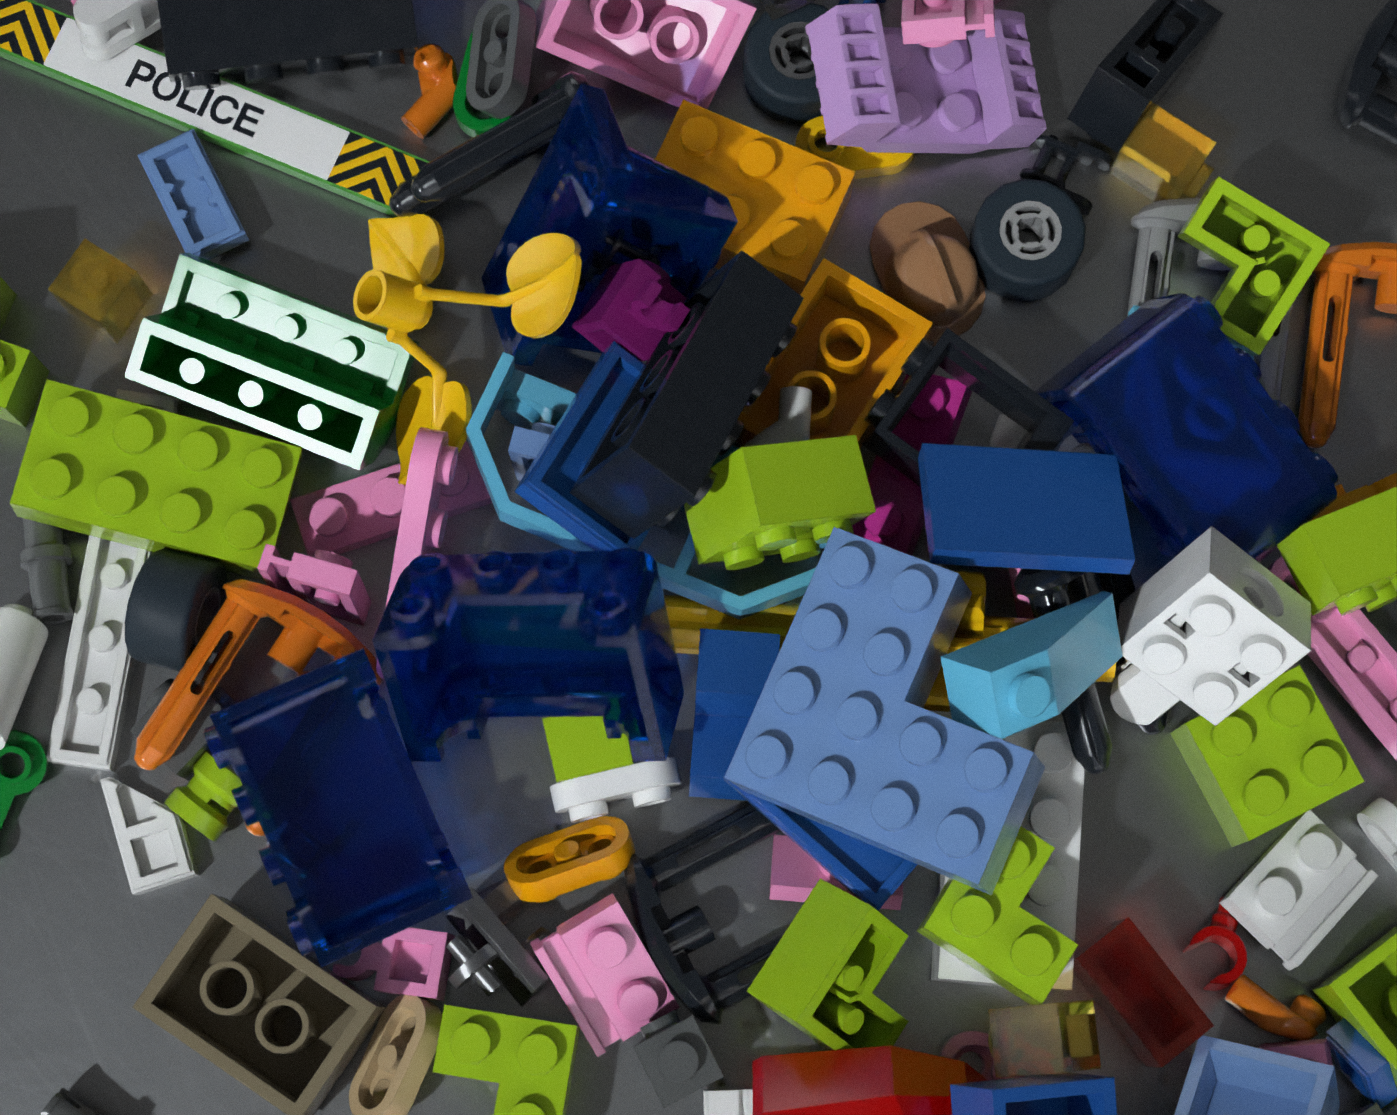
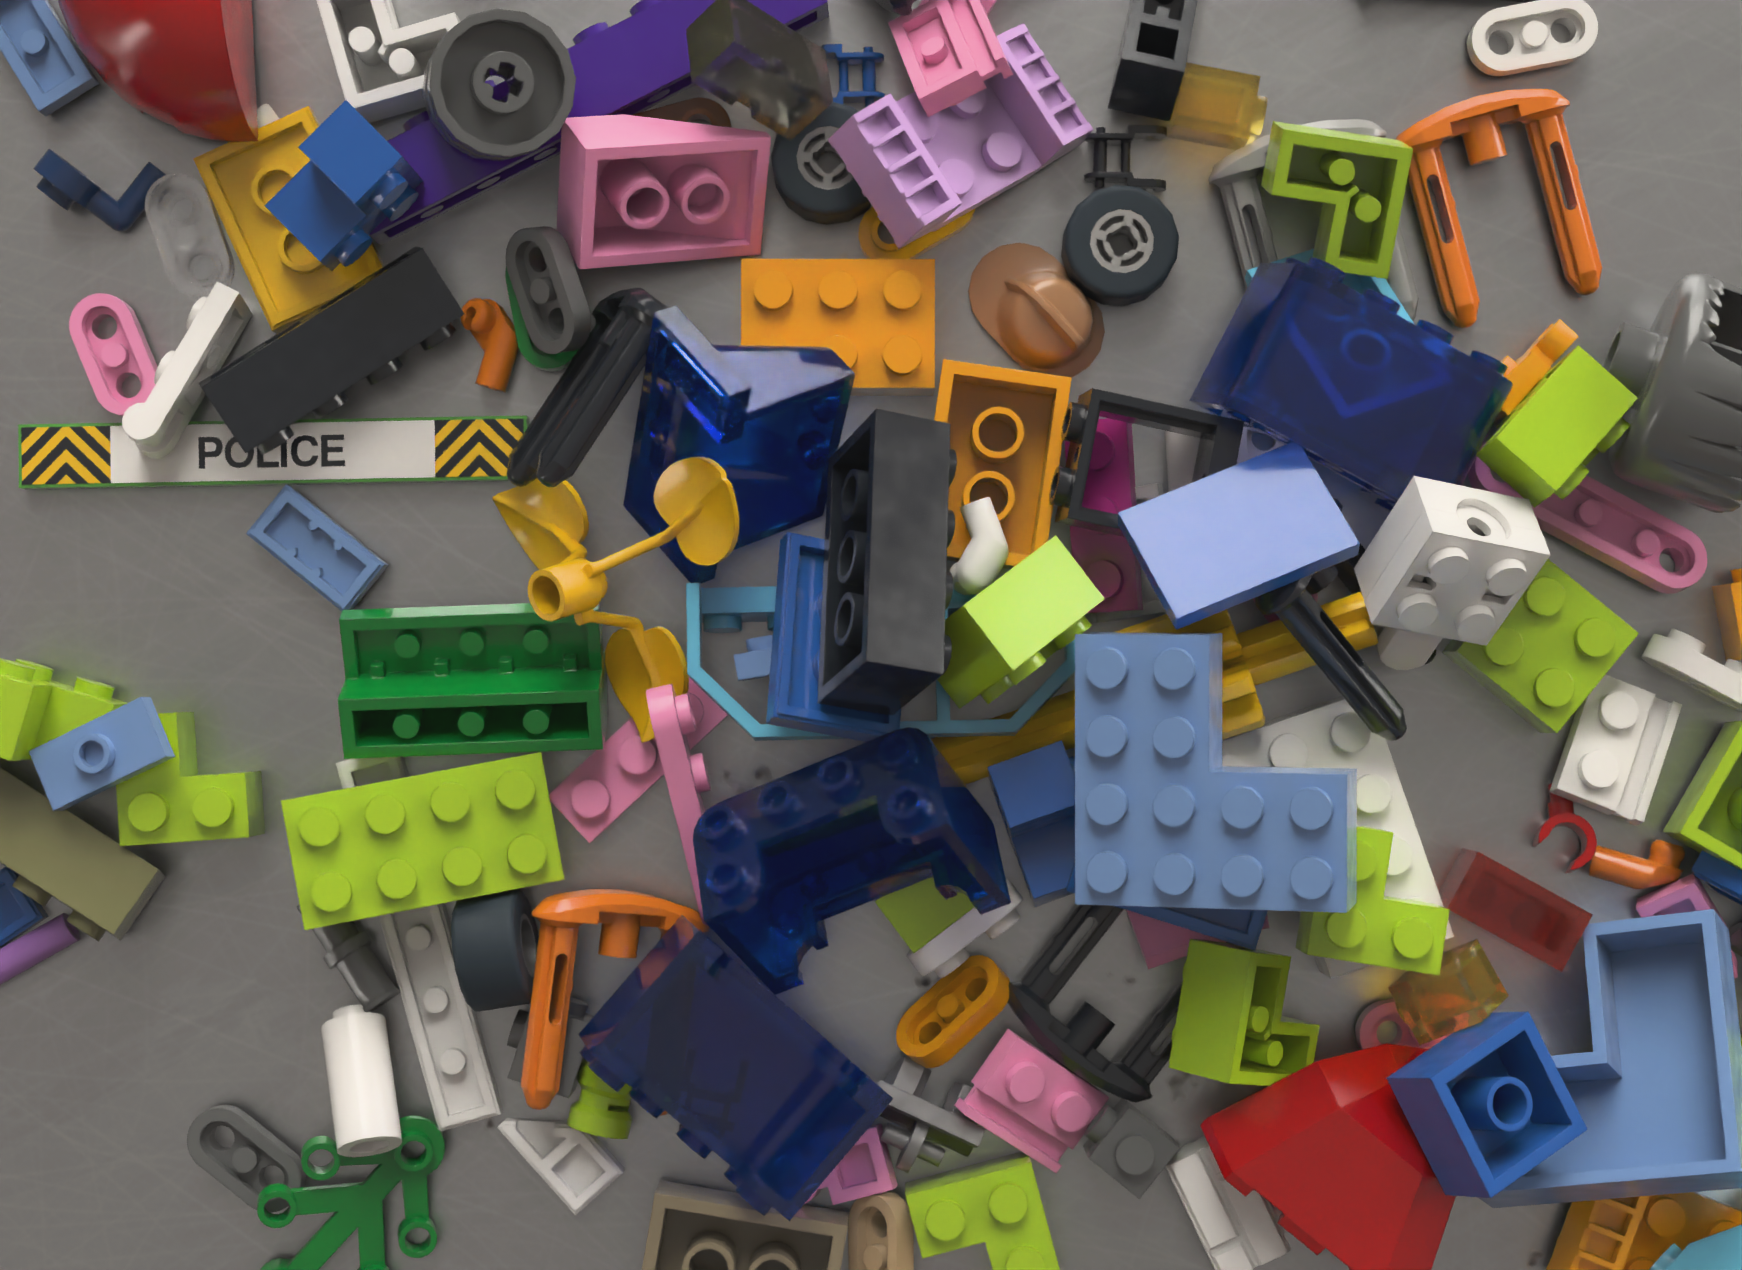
camera: 20 degrees left, 10 degrees up
(100, 291) = (276, 681): clear yellow brick -> none
(320, 580) = (620, 866): bright pink plate -> none
(598, 262) = (732, 453): black piece -> none
(632, 308) = (789, 491): magenta brick -> none
(1033, 667) = (1311, 688): medium azure slope -> none

